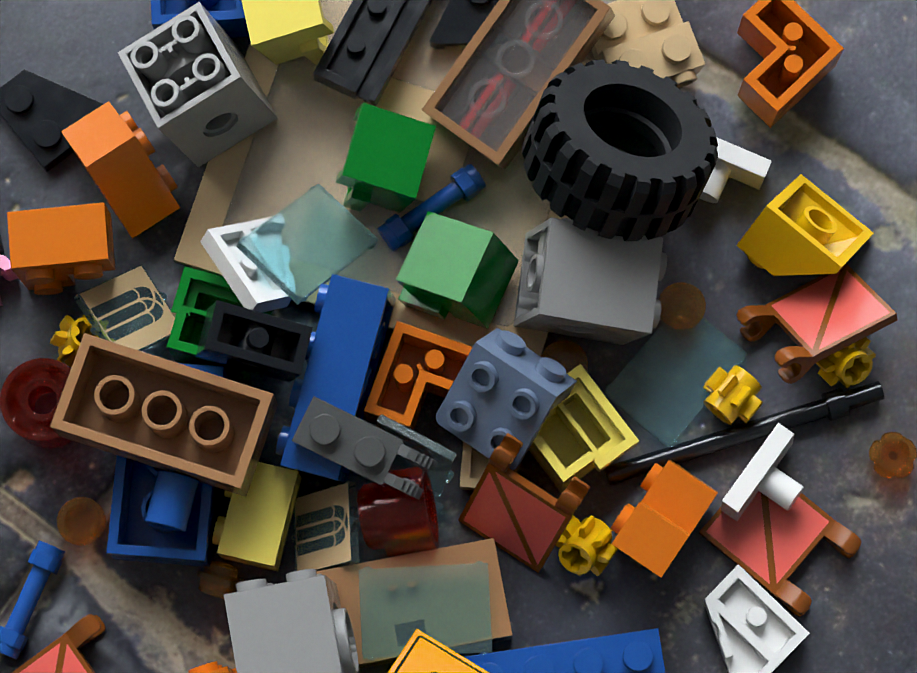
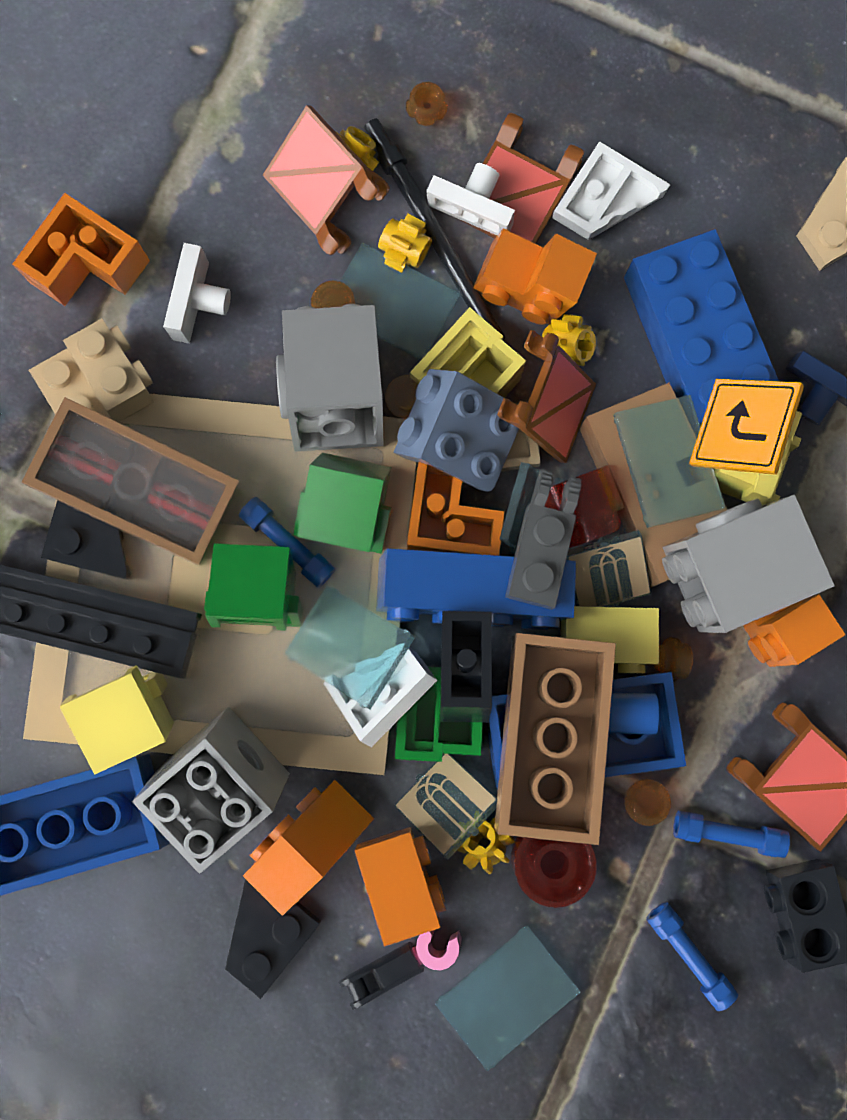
camera: 105 degrees left, 5 degrees up
(605, 188) = (242, 382): black tyre -> none
(803, 233) = (246, 209): yellow slope -> none

